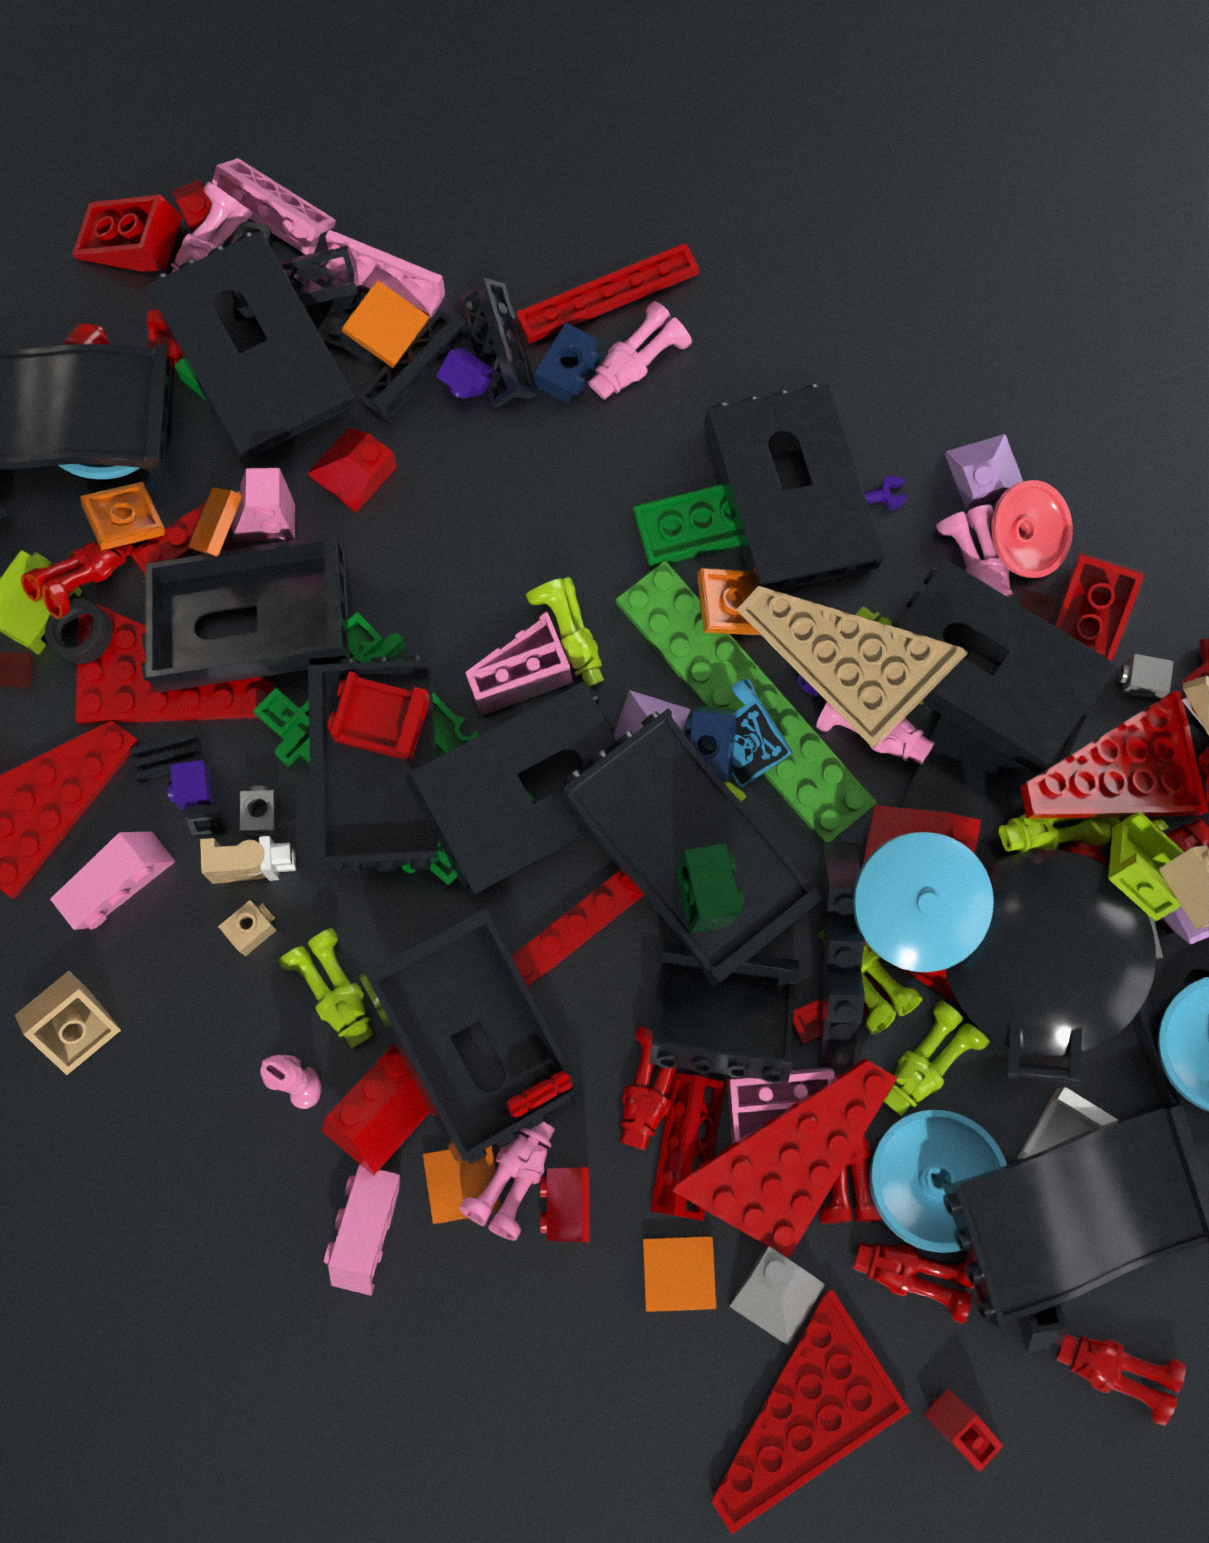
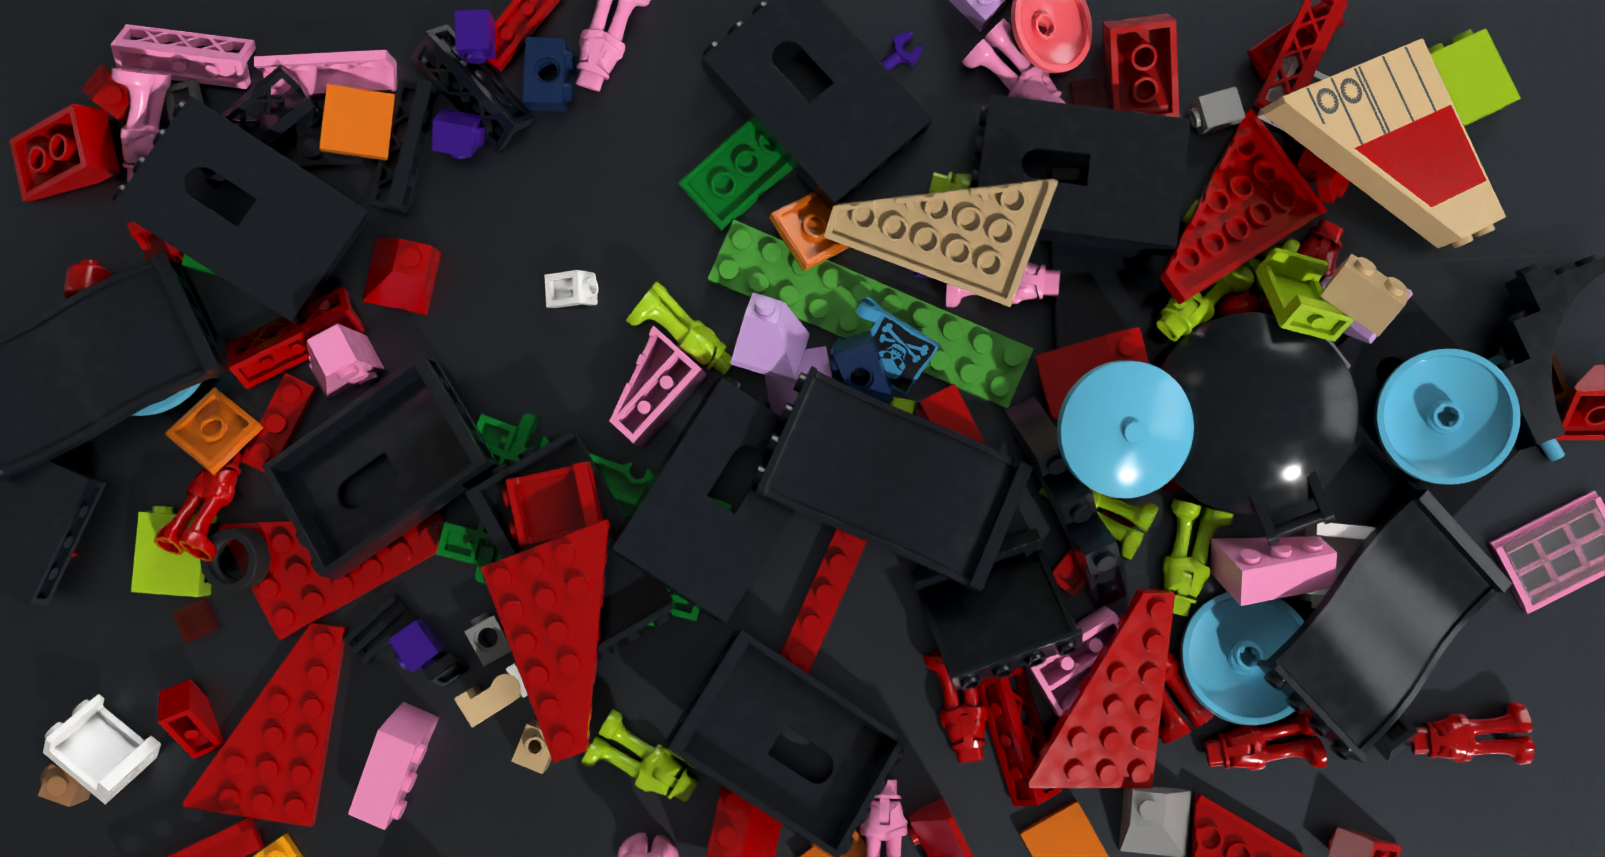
camera: 30 degrees left, 10 degrees up
(197, 472) = (289, 347): none -> red fence
(215, 521) = (304, 397): orange tile -> none
(322, 810) = (551, 619): none -> red wing
(492, 549) = (571, 289): none -> white bracket
(523, 299) = (475, 35): none -> dark purple brick
(539, 1094) = (872, 764): red axle -> none
(644, 674) = (770, 339): none -> lavender slope
(709, 887) = (934, 517): dark green brick -> none
(774, 815) = (949, 411): none -> red slope
(1002, 1107) = (1261, 572): none -> bright pink wedge

